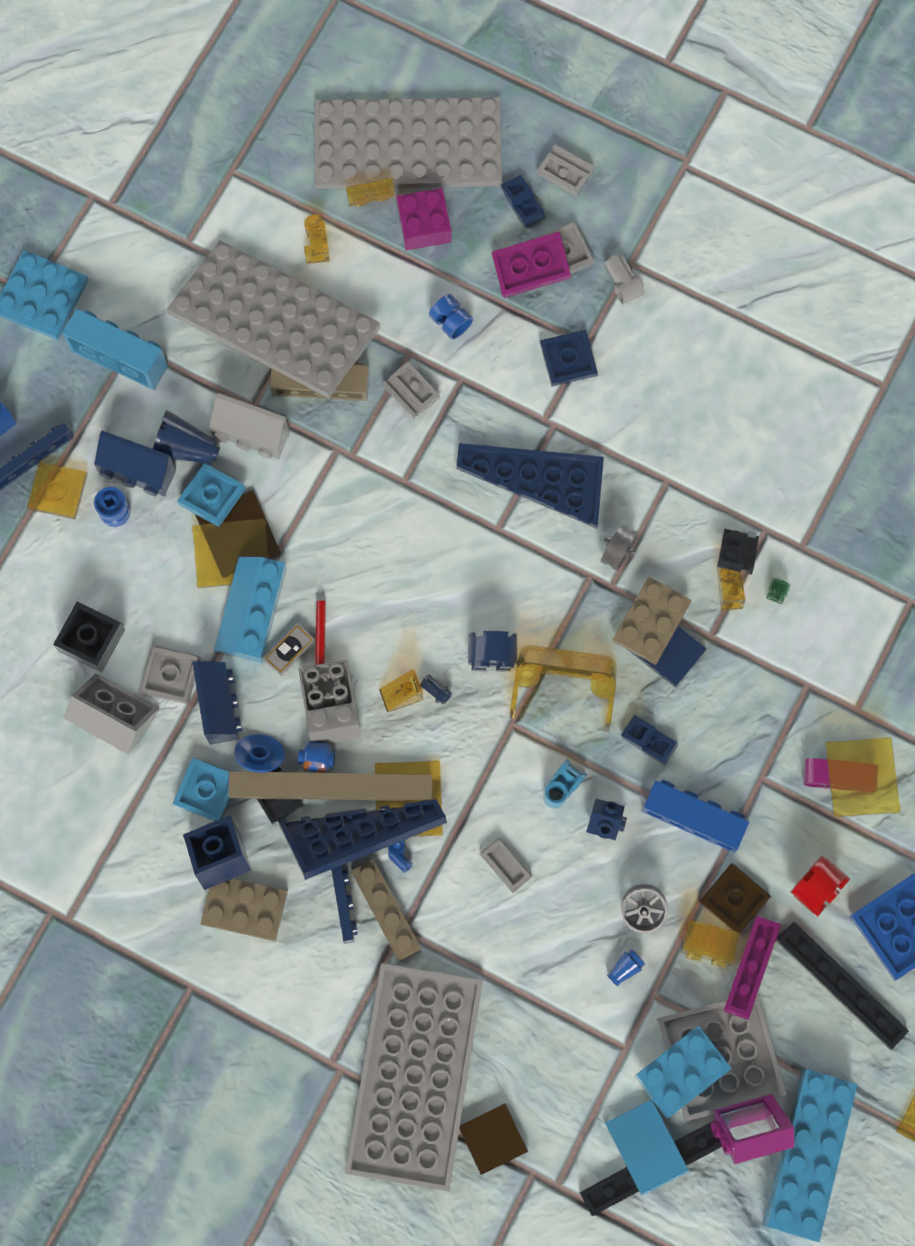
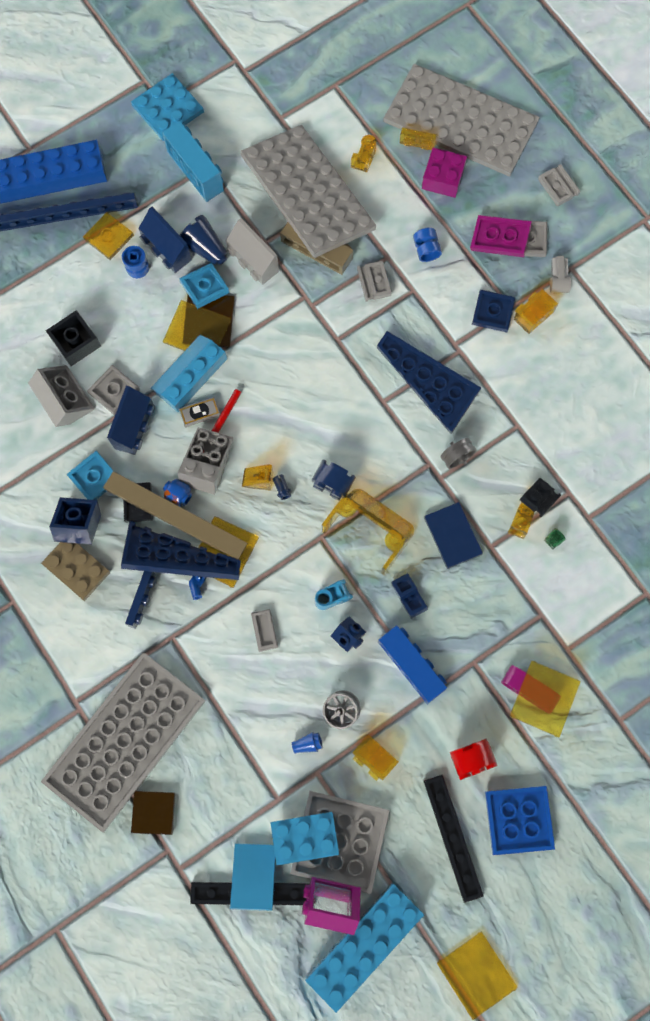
camera: 30 degrees right, 0 degrees up
(259, 753) = (141, 470): blue dish -> none
(386, 910) = (167, 618): dark tan plate -> none
(522, 201) = (518, 192): dark blue slope -> none
(617, 336) = (535, 311): none -> clear yellow brick
(652, 620) = (454, 514): dark tan plate -> none
(734, 898) = (409, 736): dark brown tile -> none
(752, 968) = (394, 791): magenta plate -> none

